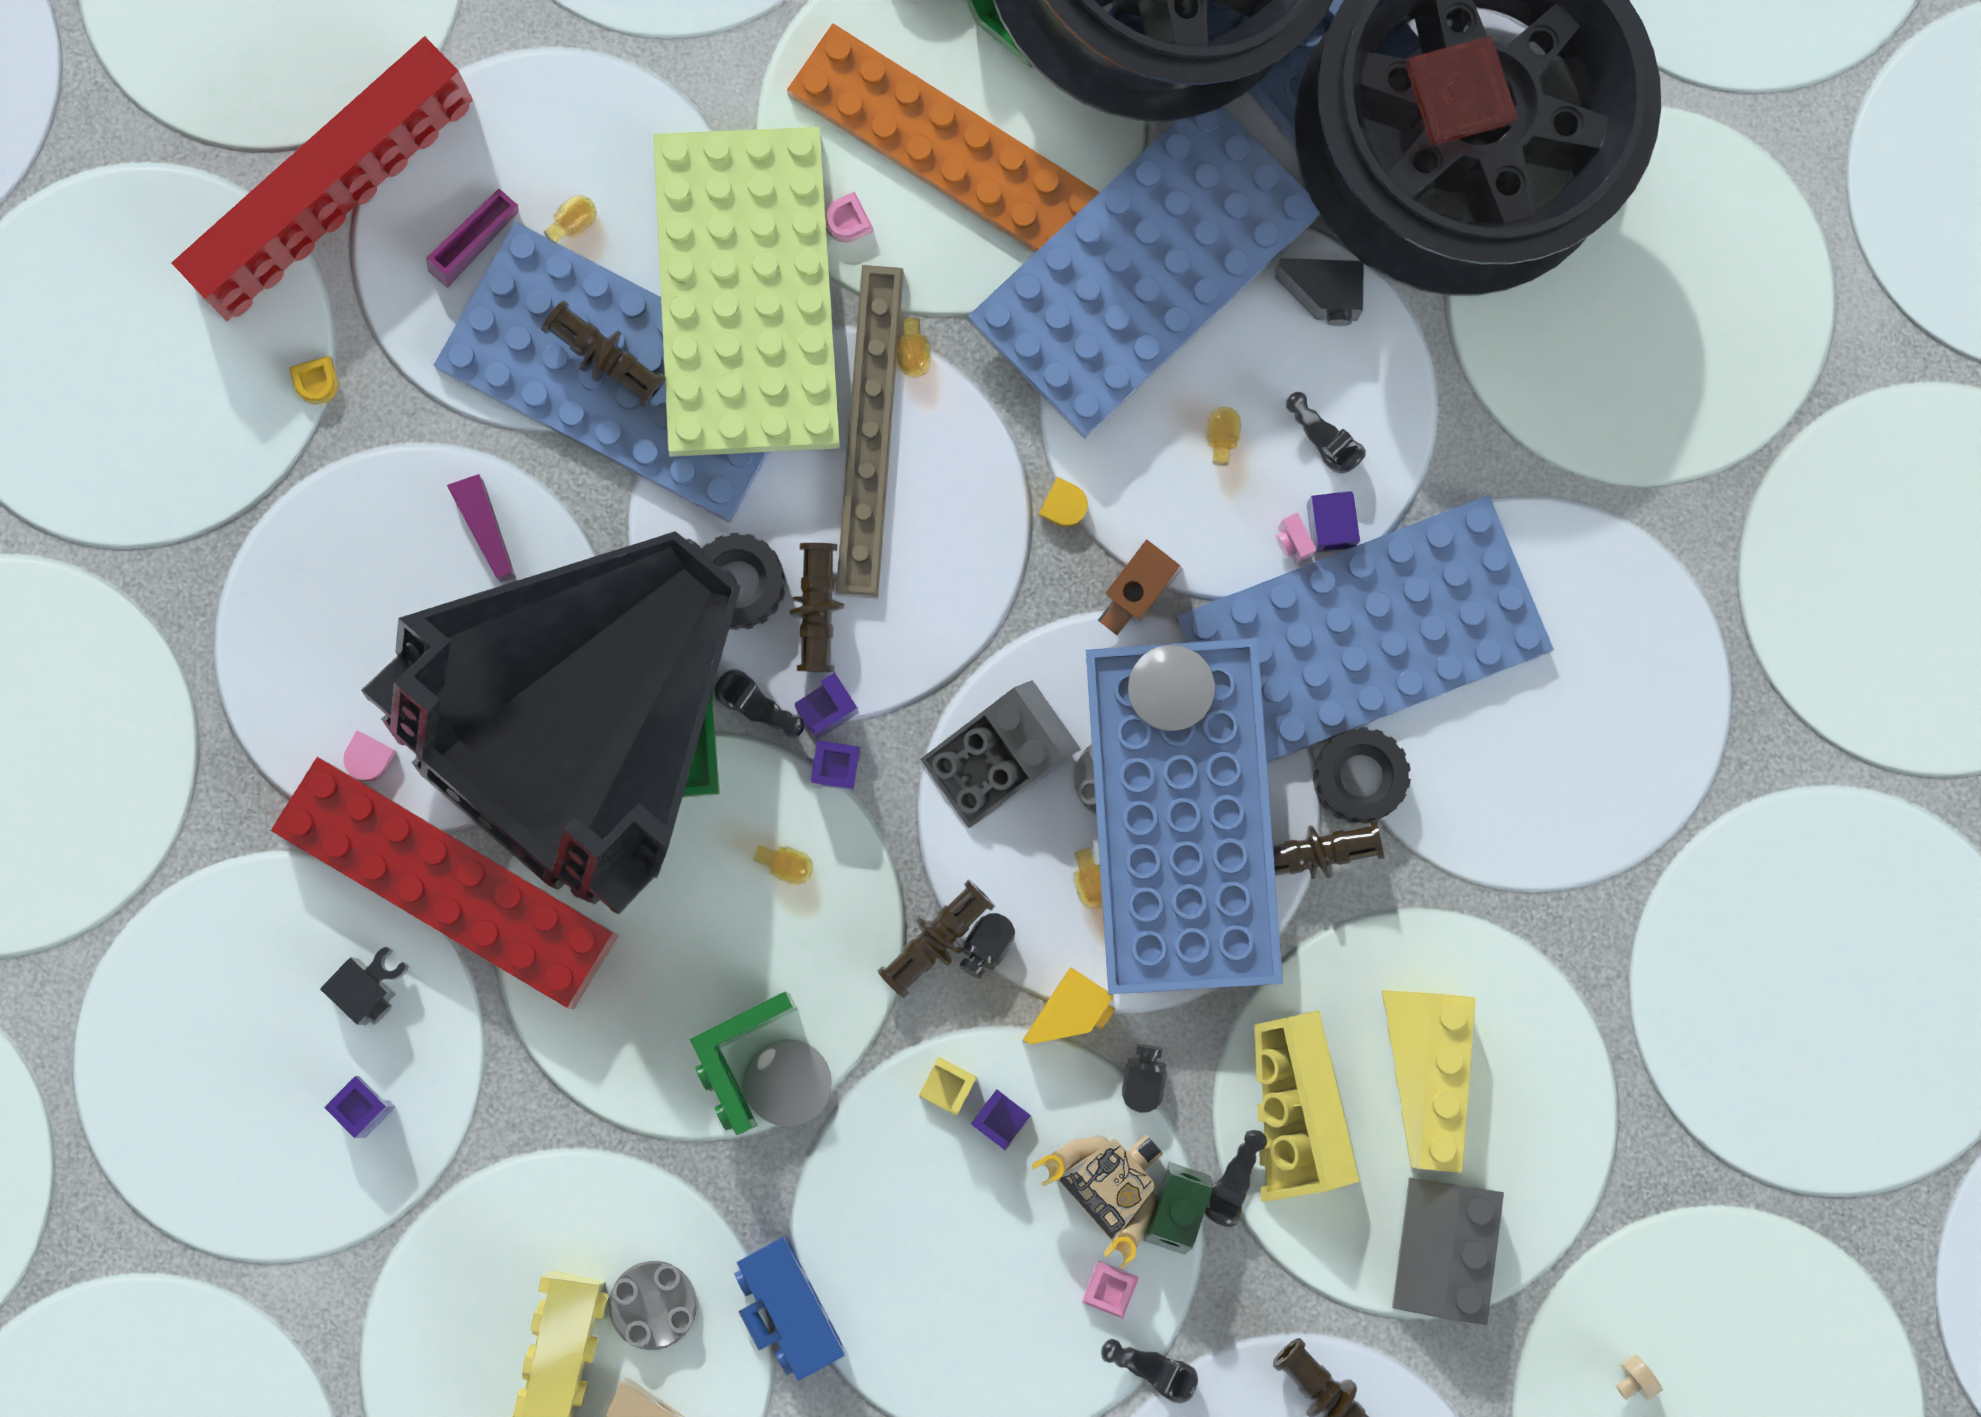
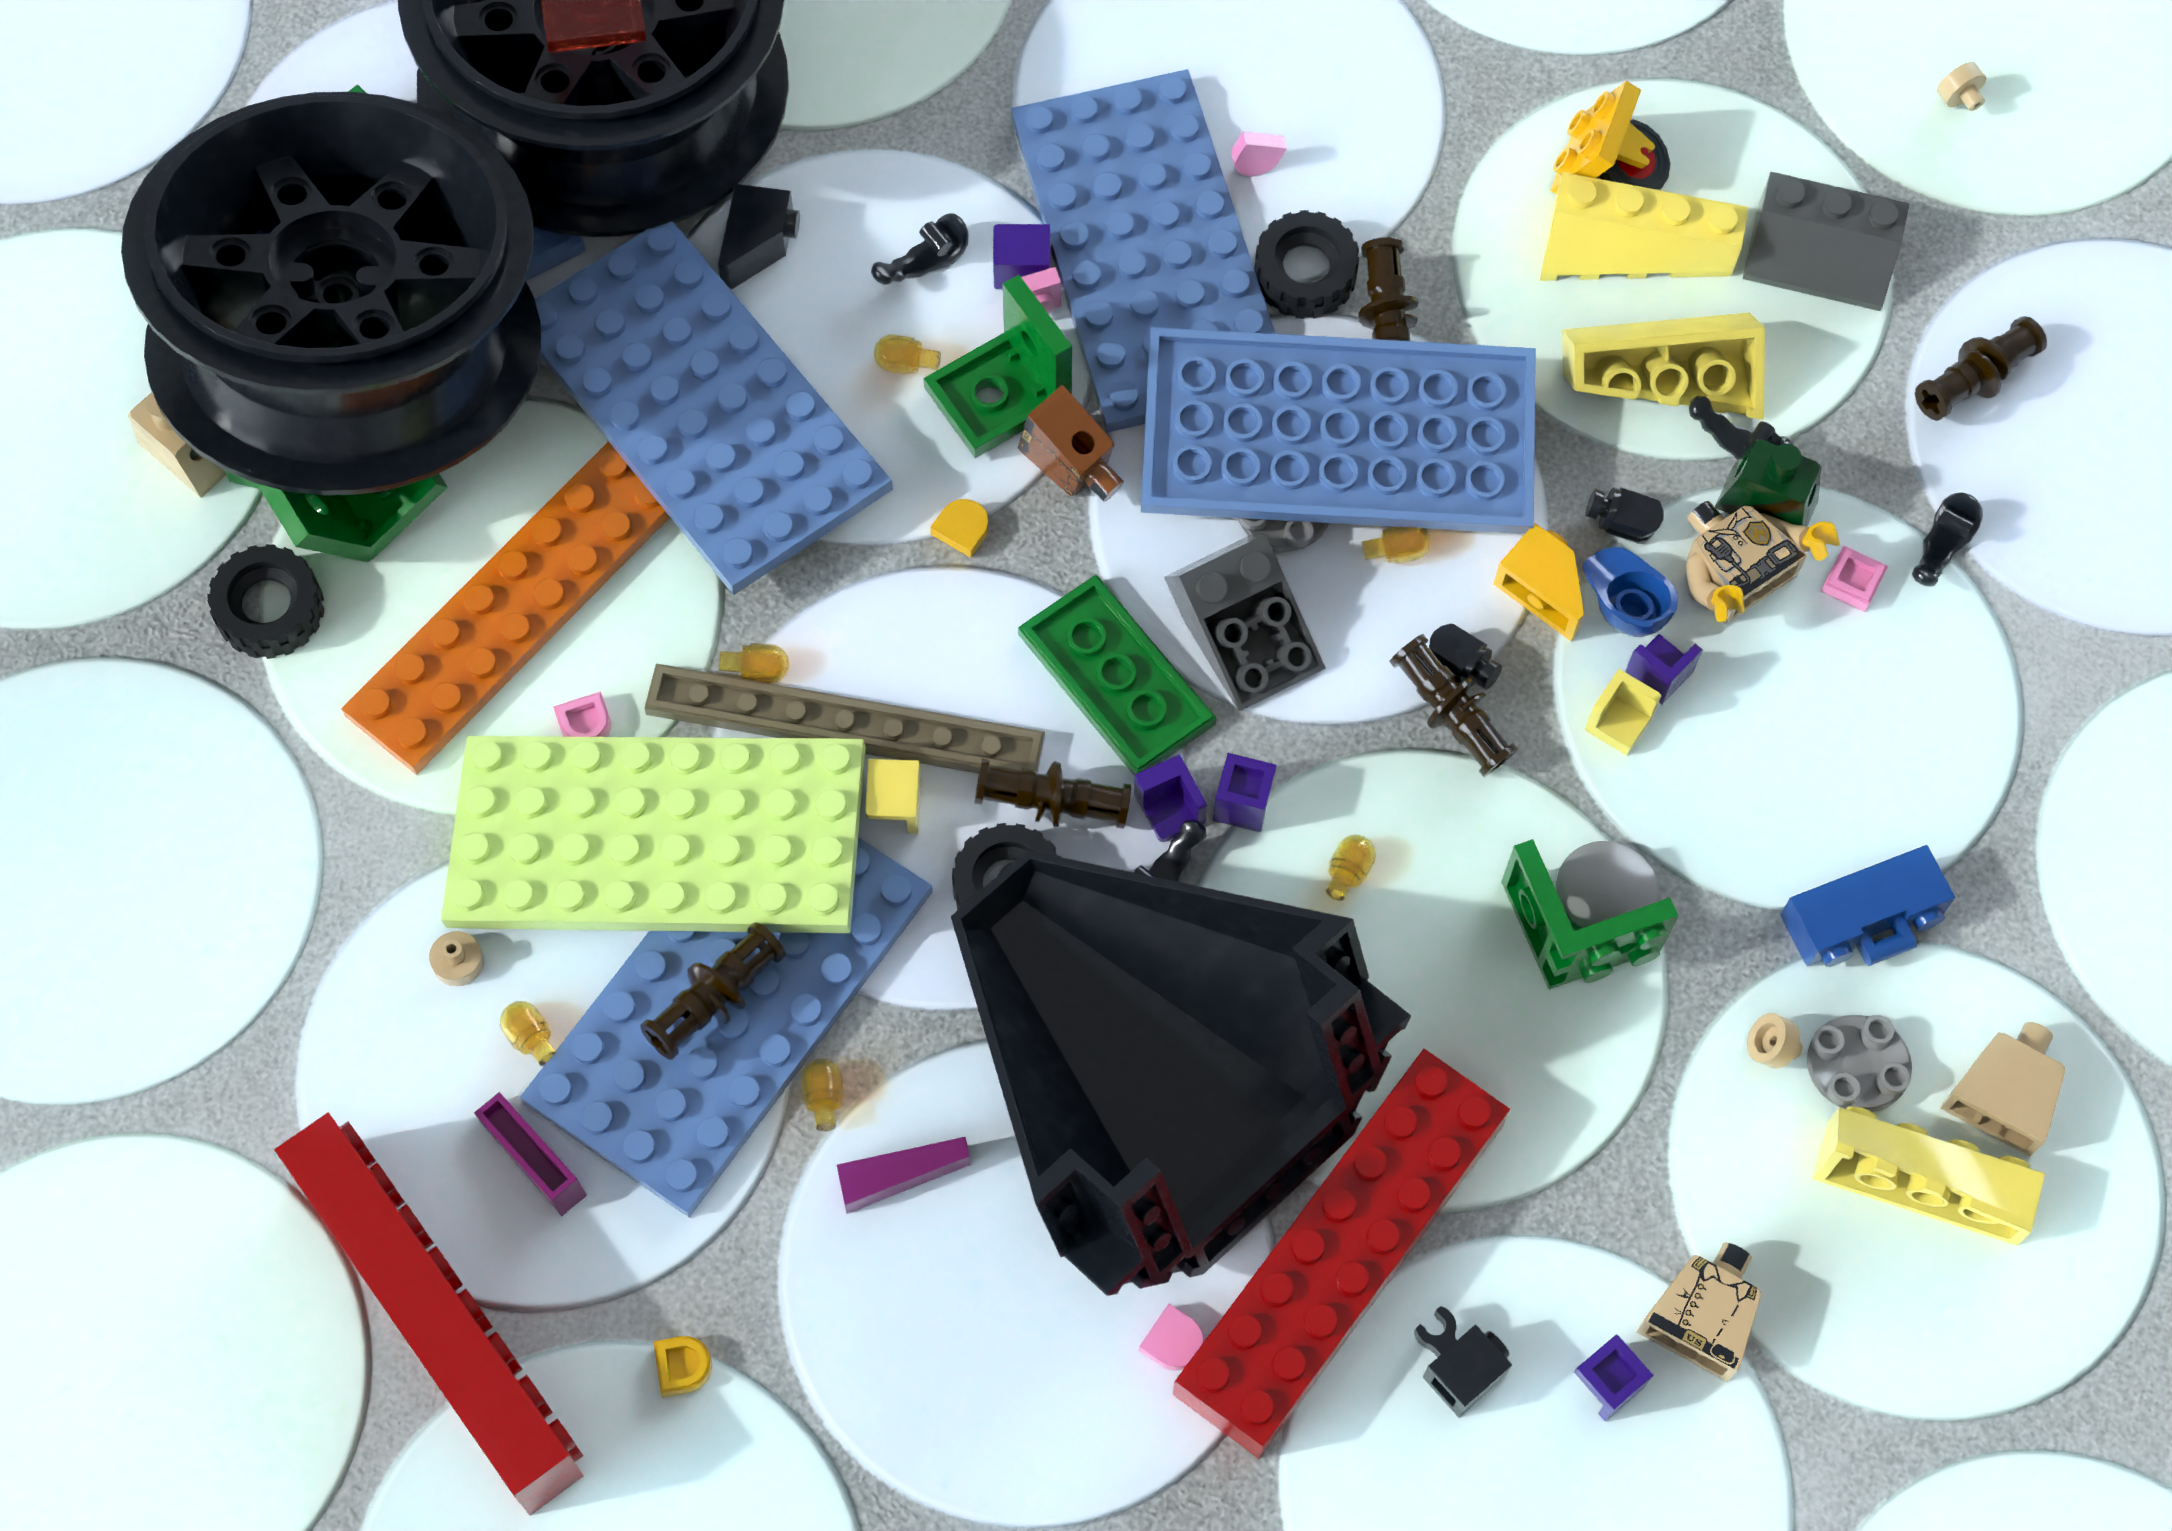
camera: 80 degrees left, 15 degrees down
(424, 1183) = (1707, 1312): none -> tan torso
(545, 456) = (822, 1092): none -> clear yellow cylinder
(629, 153) = (456, 958): none -> tan tile
(661, 1231) = (1774, 1041): none -> tan tile
(801, 477) = (894, 791): none -> light yellow panel
(939, 651) = (1116, 676): none -> green tile
(1063, 1085) = (1630, 592): none -> blue piece
(1171, 688) = (1197, 416): light grey dish -> none
(1213, 538) = (1021, 363): none -> green bracket
(1470, 720) = (1257, 153): none -> bright pink tile
(1513, 1046) = (1612, 145): none -> yellow plate

